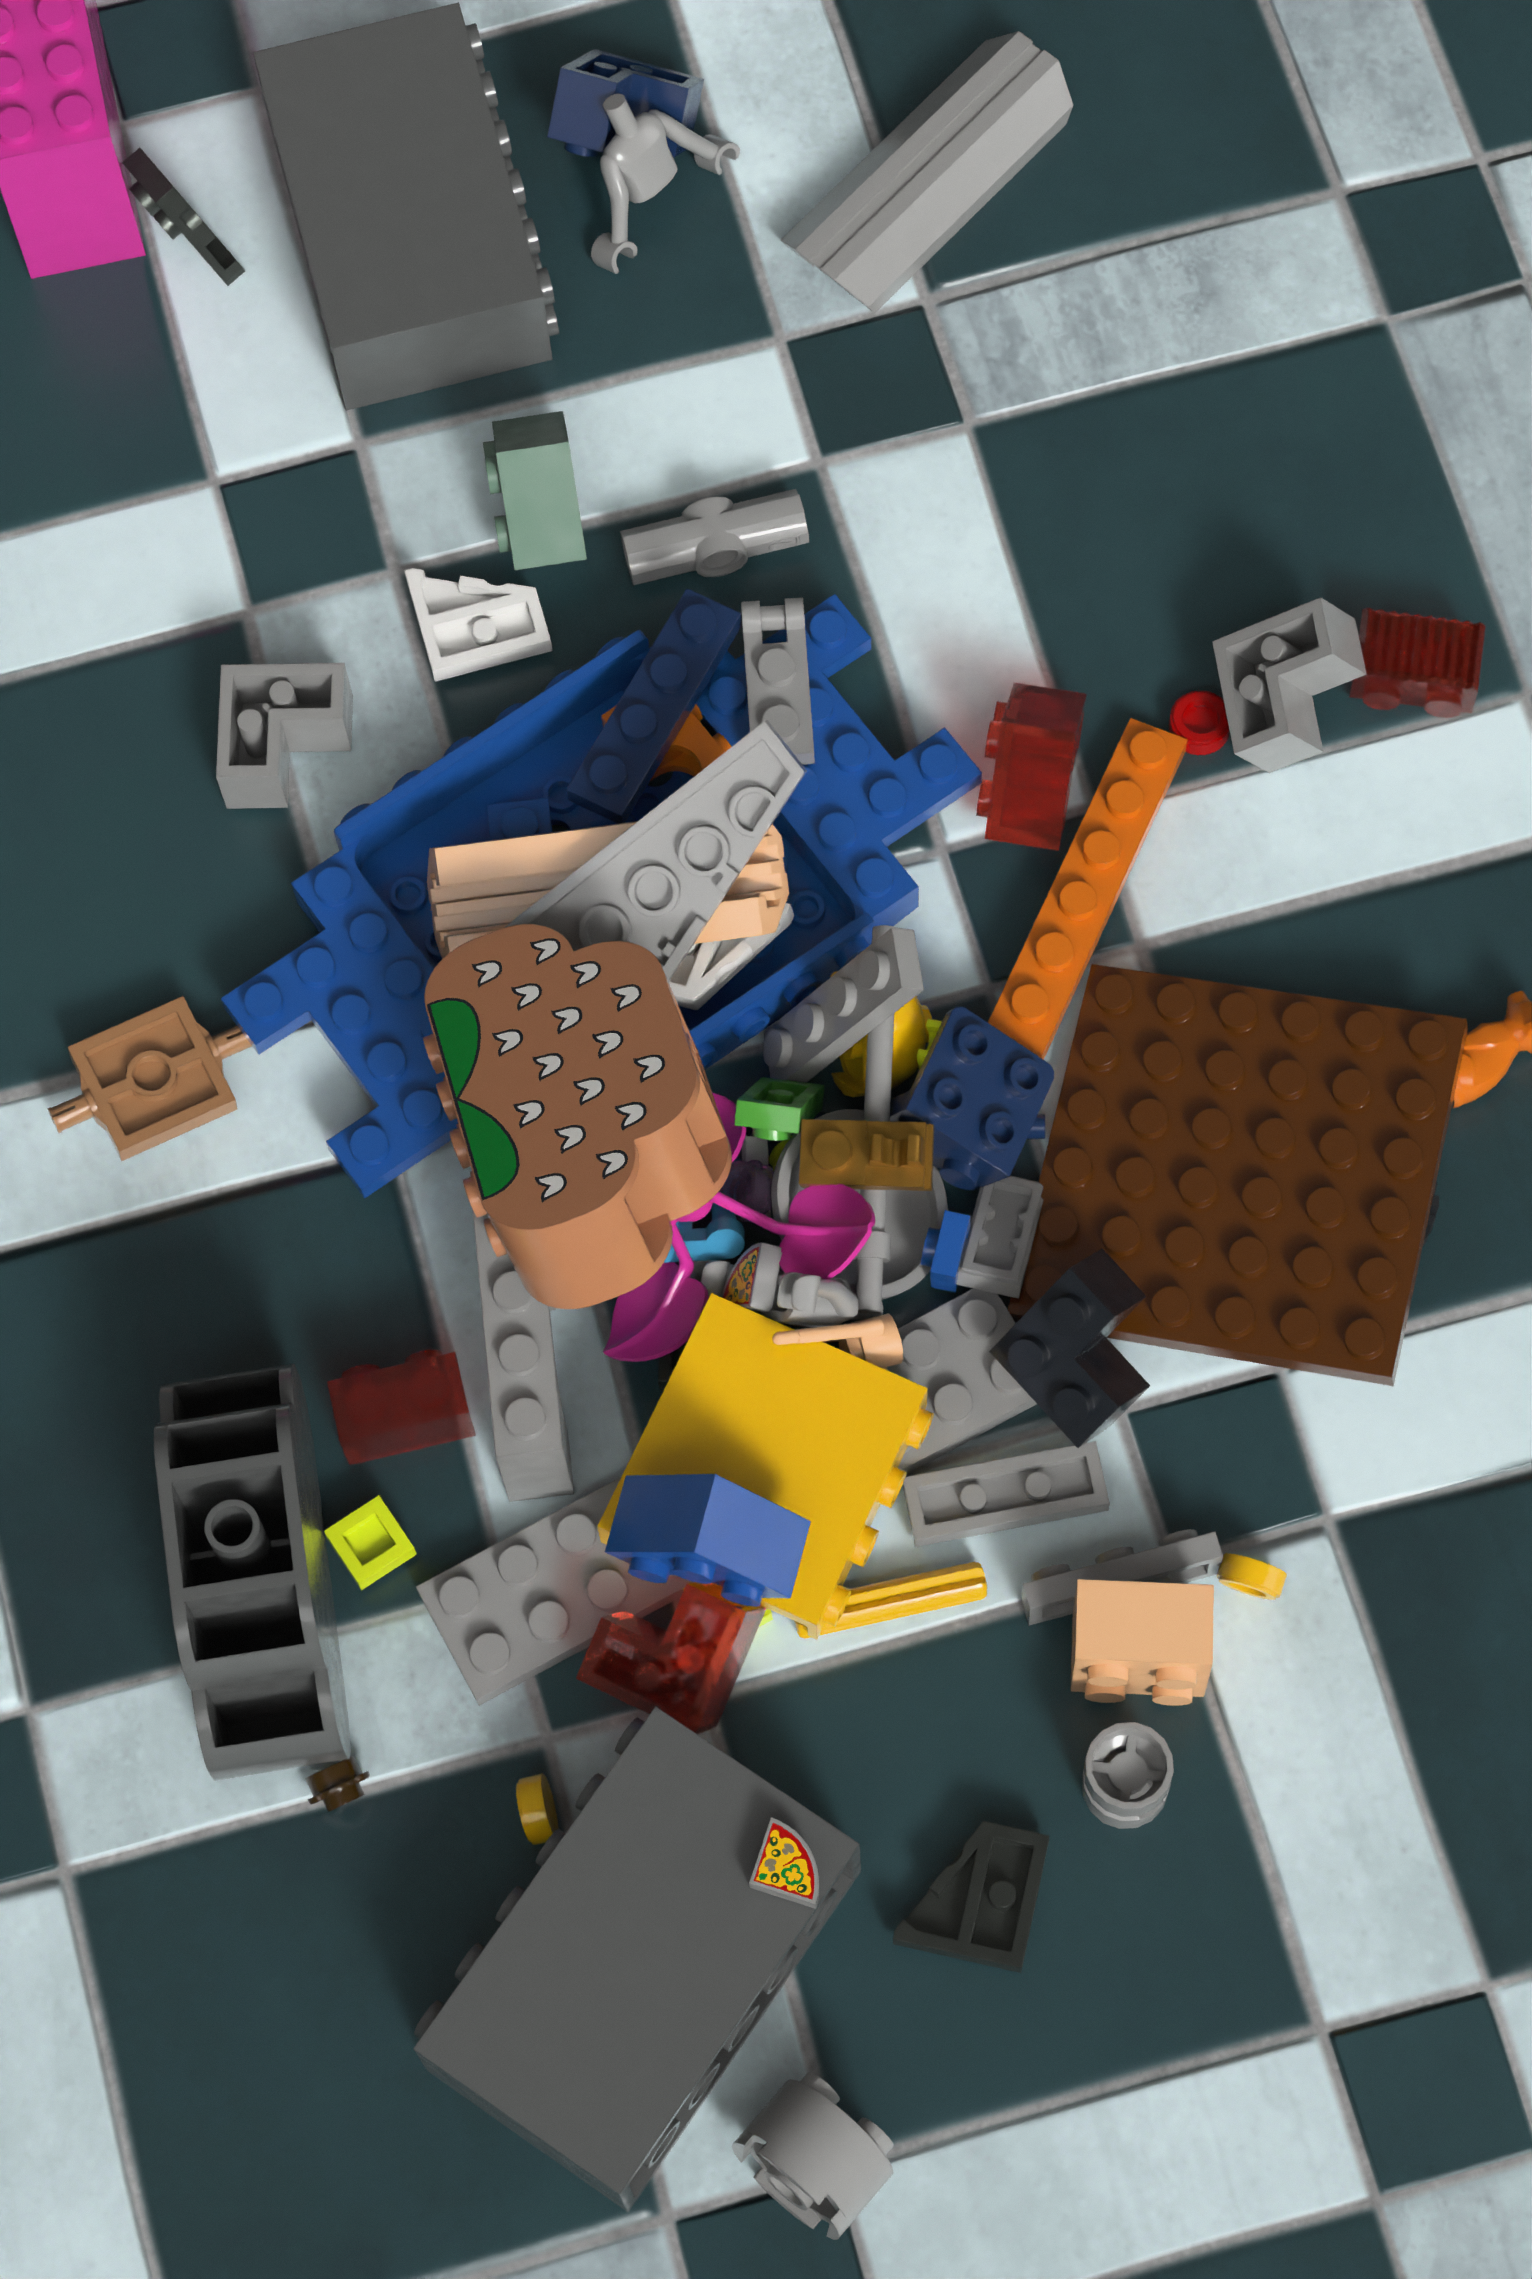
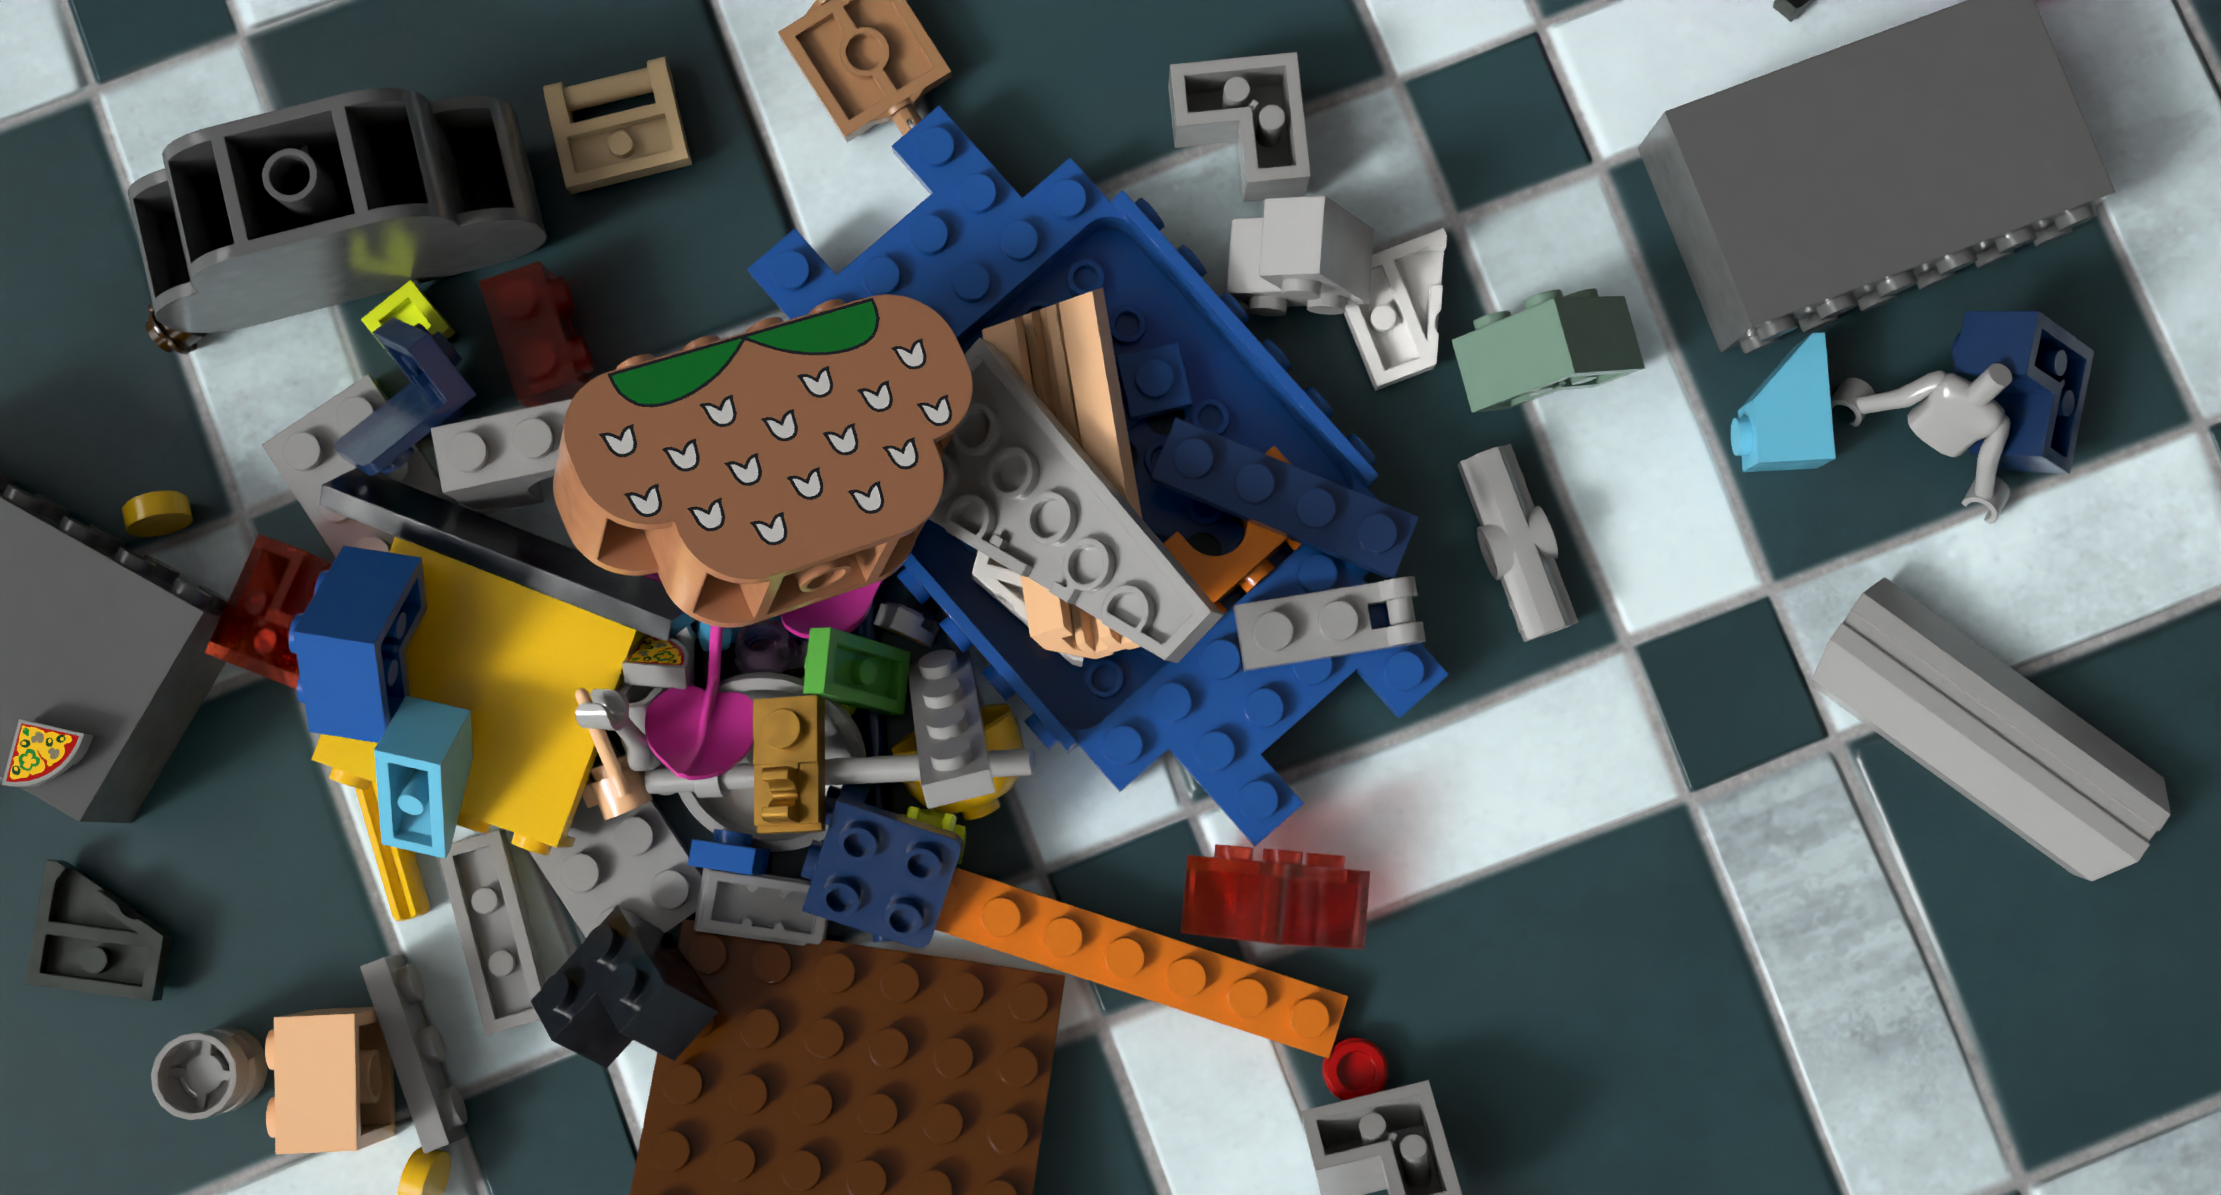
camera: 80 degrees right, 15 degrees up
(207, 1314) = (620, 143): none -> tan plate
(421, 687) = (1300, 256): none -> light grey brick
(463, 1503) = (430, 400): none -> dark blue bracket
(617, 300) = (1789, 414): none -> medium azure slope
(625, 1419) = (504, 551): none -> black tile
(735, 1074) = (907, 623): none -> light grey tile
(847, 1493) = (423, 775): none -> medium azure slope

